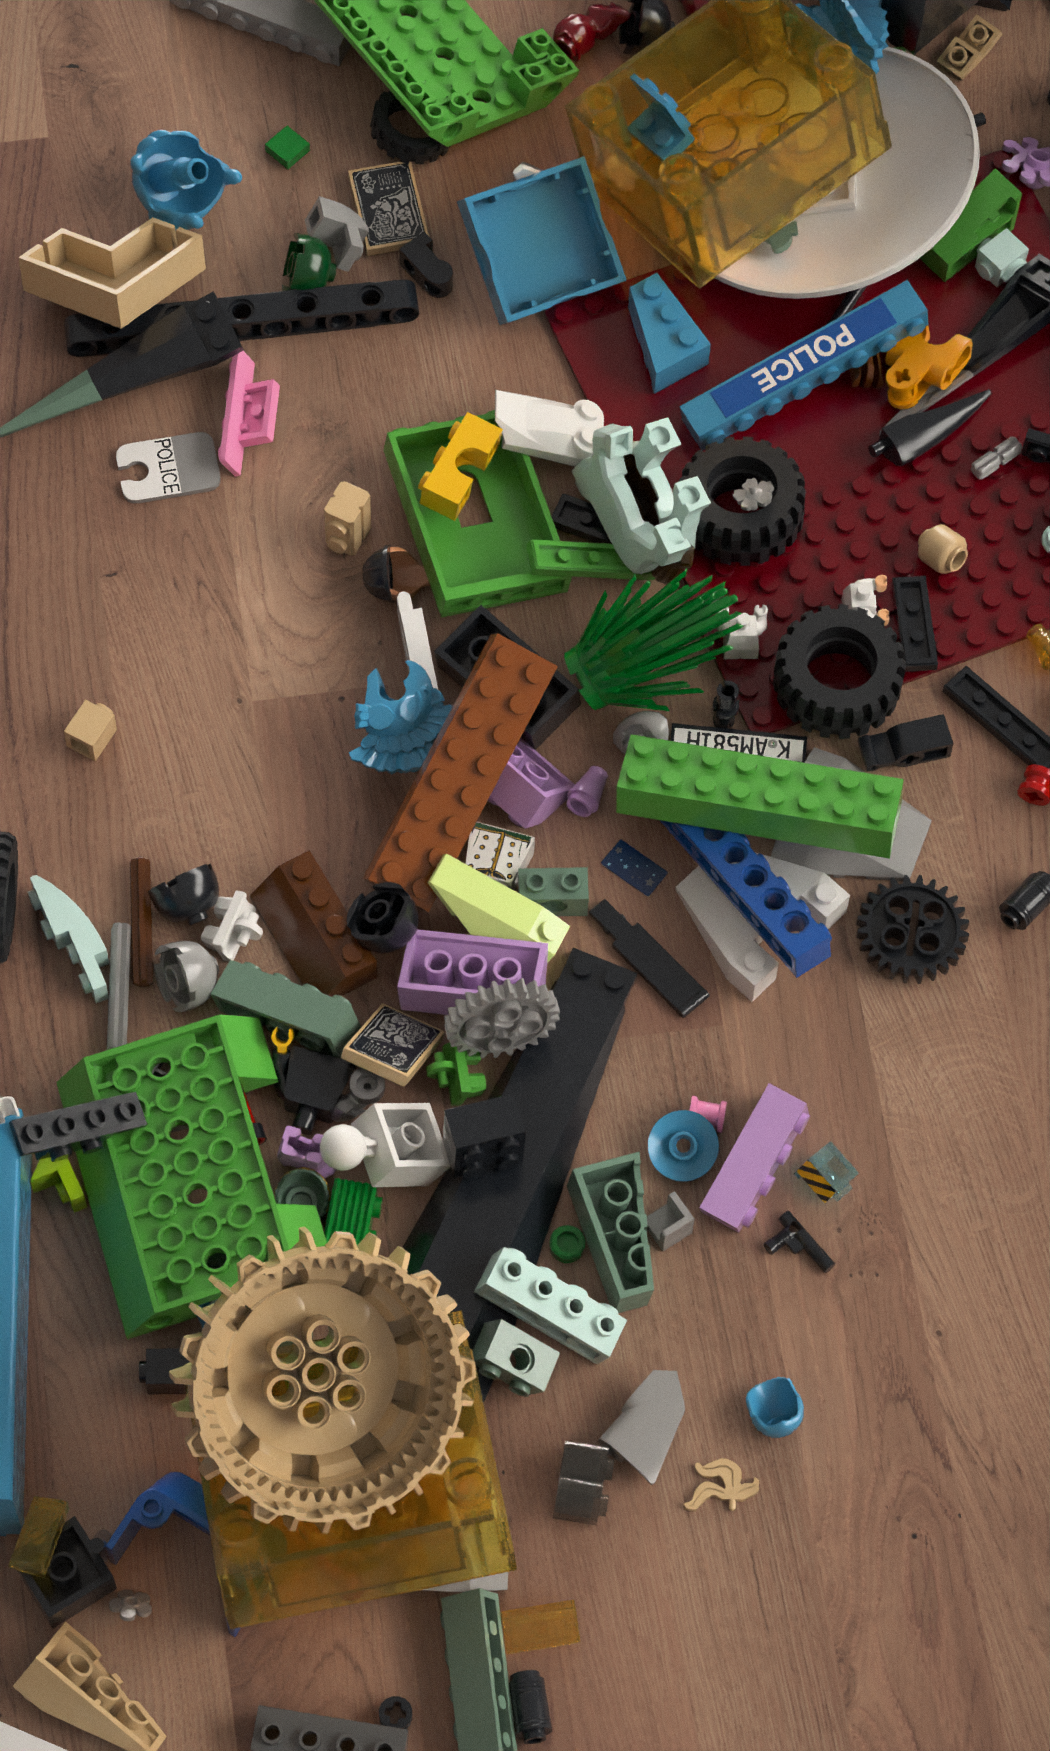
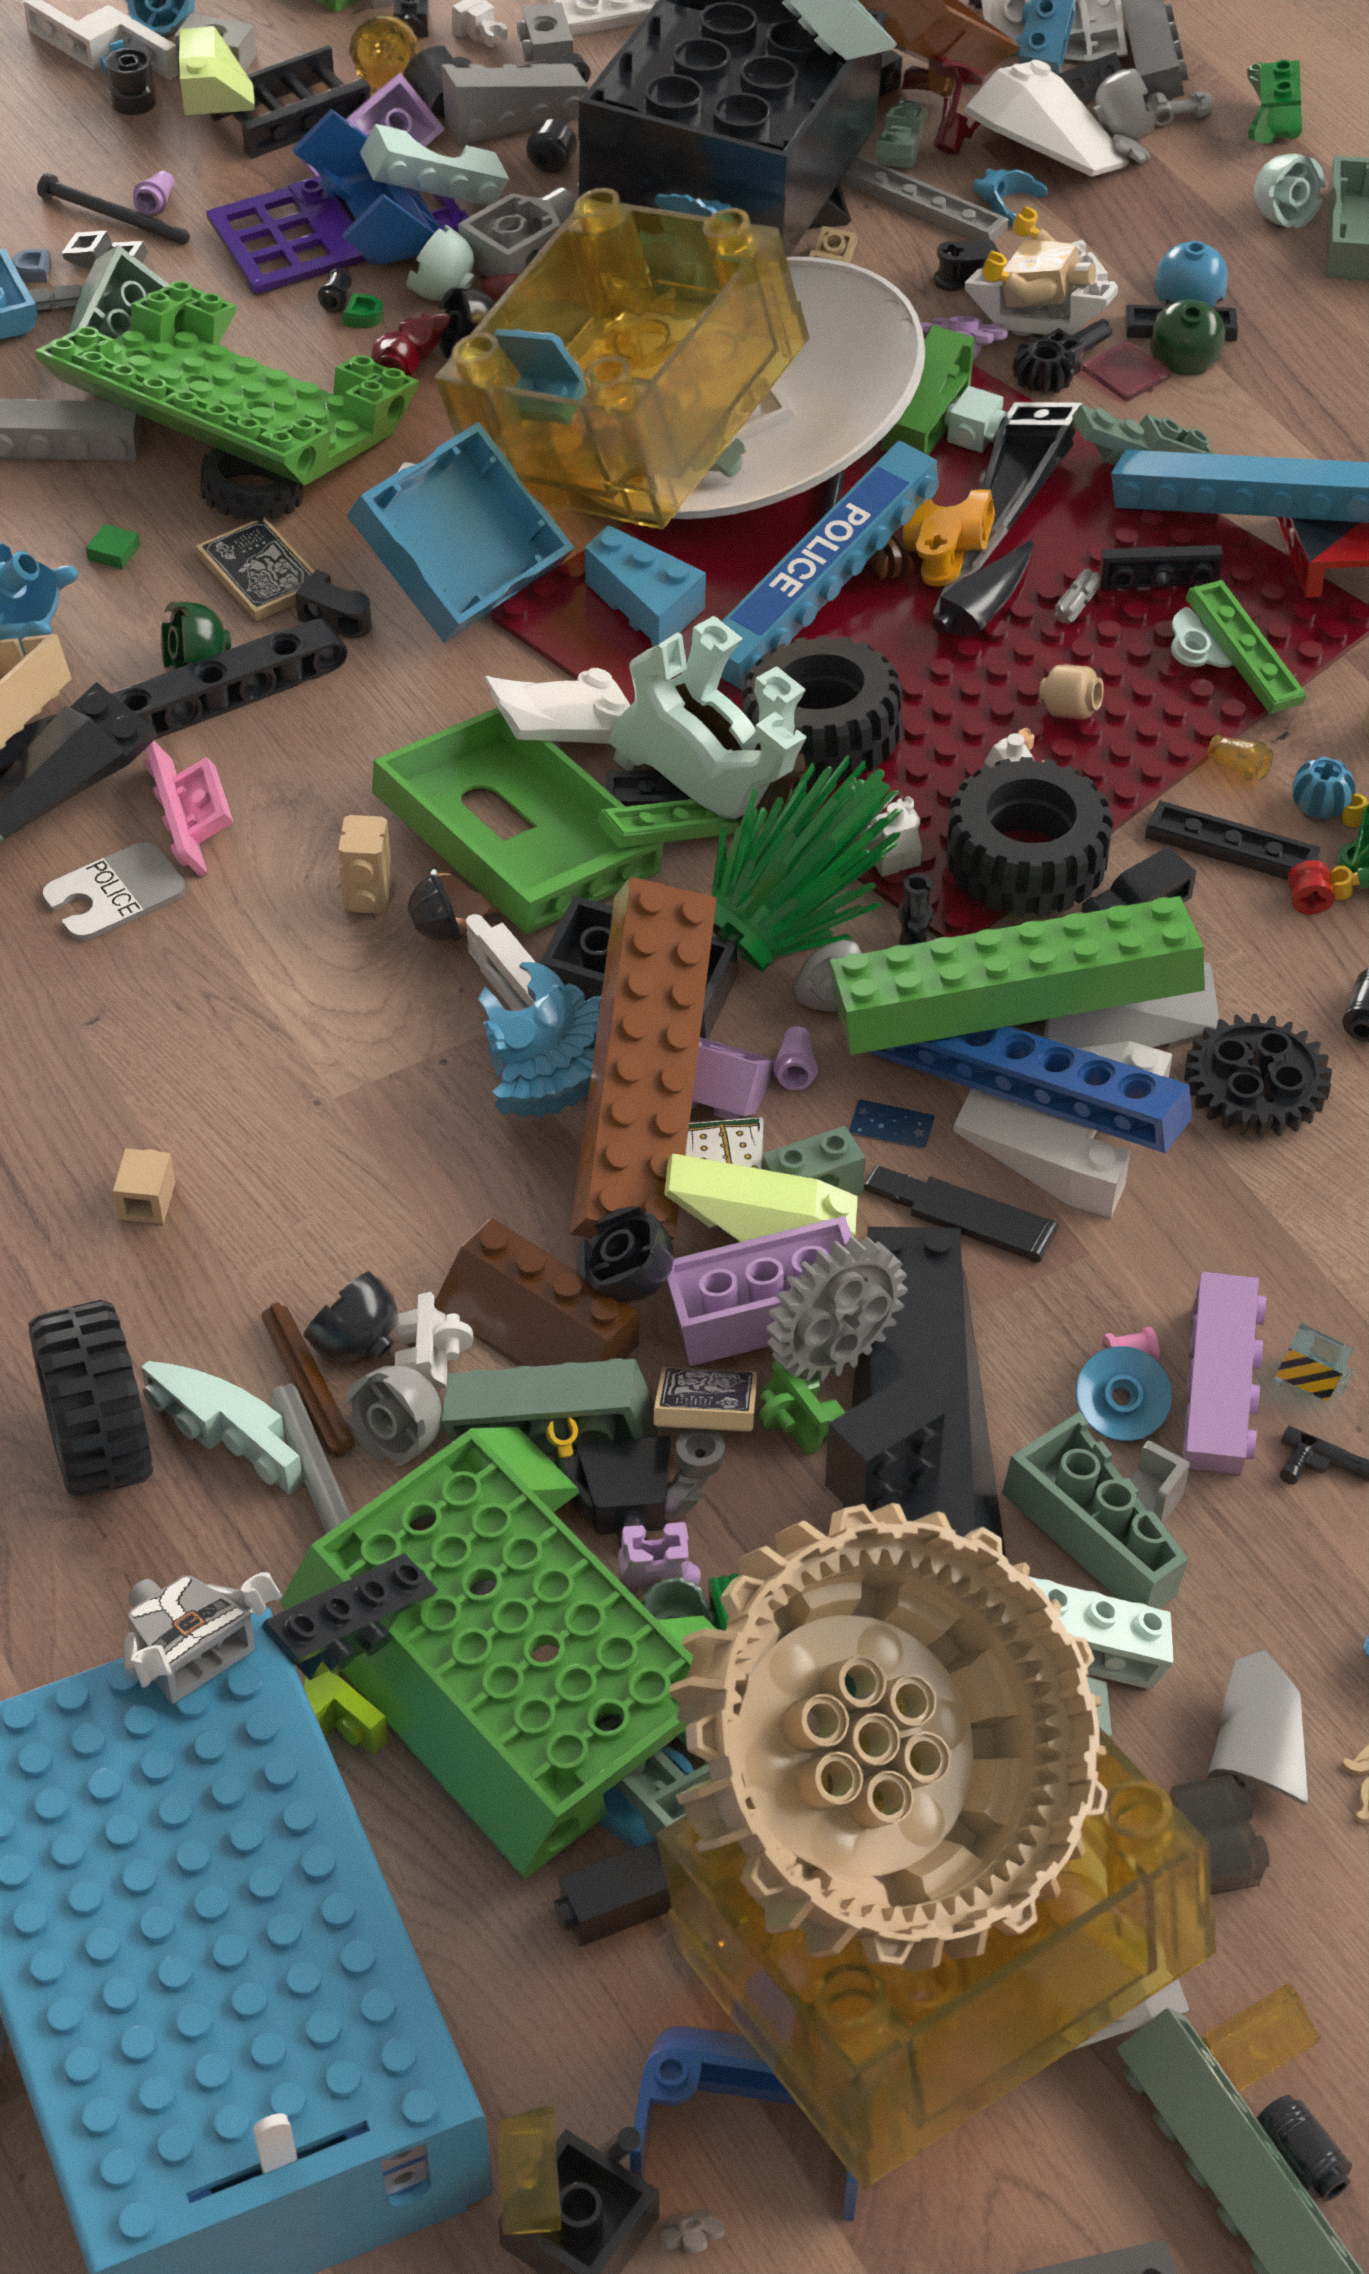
camera: 20 degrees left, 15 degrees down
(339, 229) = (217, 591): light grey brick -> none
(388, 1704) = (1132, 2215): black bush -> none
(395, 1142) = (753, 1502): white brick -> none
(470, 443) = (477, 764): yellow arch -> none
(567, 1244) = (1041, 1555): green tile -> none
(754, 494) = (841, 684): light grey plant -> none
(914, 623) = (1066, 750): black tile -> none

